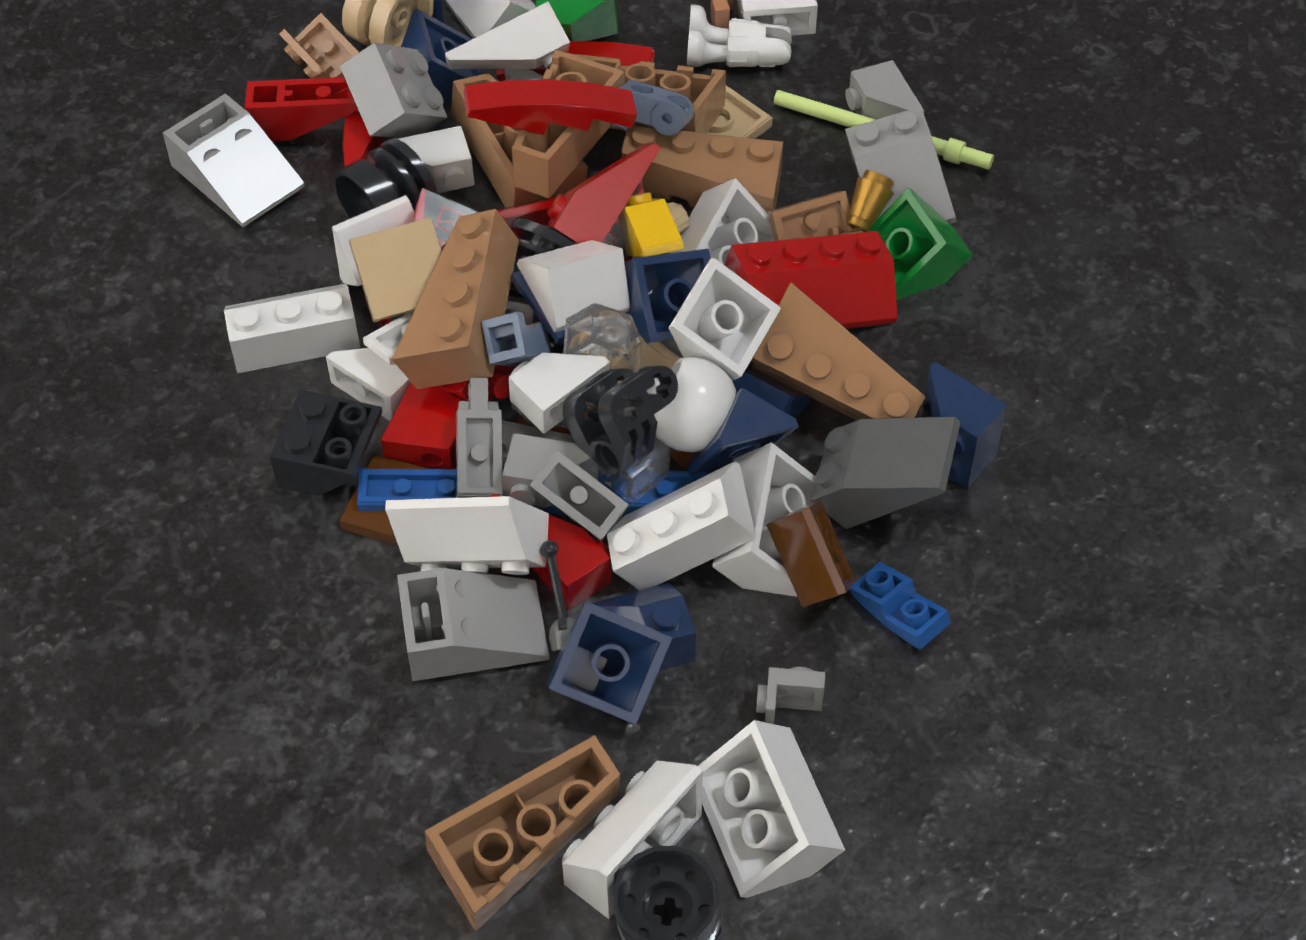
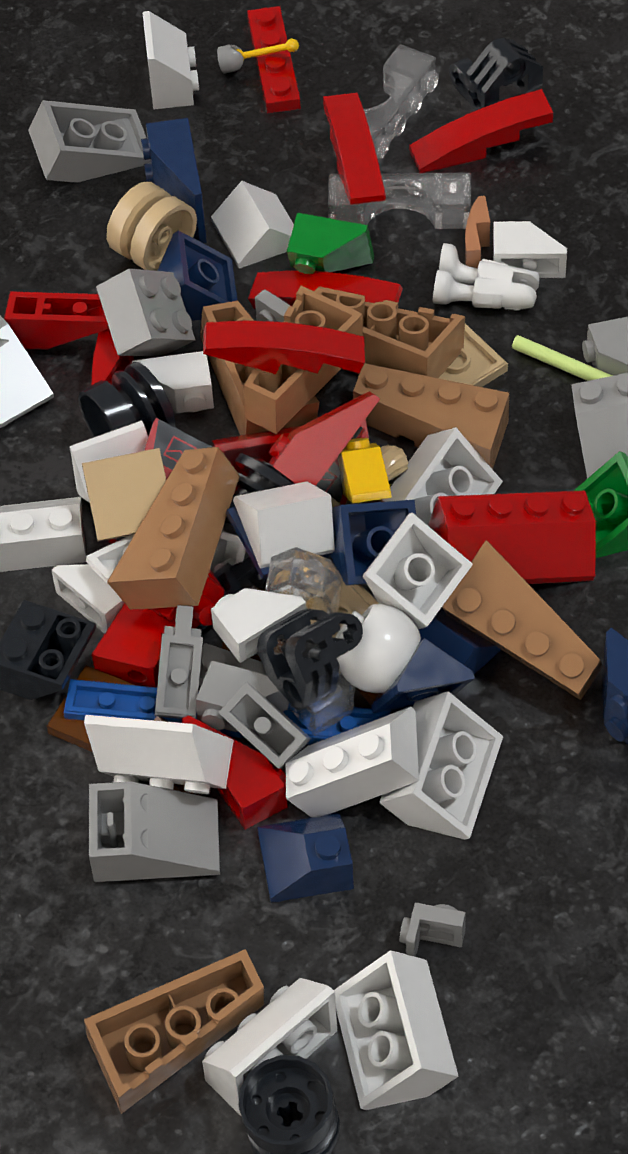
camera: 10 degrees right, 0 degrees up
(320, 48) = (85, 261): medium nougat bracket -> none
(512, 341) = (219, 575): sand blue leg -> none
(517, 44) = (268, 274): white slope -> none
(563, 624) = (237, 849): black hinge -> none
(609, 662) = (269, 884): dark blue slope -> none
(659, 108) = (391, 350): sand blue leg -> none
(812, 218) = (528, 472): medium nougat bracket -> none
(812, 554) = (473, 799): reddish brown slope -> none
(869, 200) = (583, 458): pearl gold cone -> none
(884, 466) = (549, 723): dark grey slope -> none
(896, 605) = (548, 856): blue slope -> none

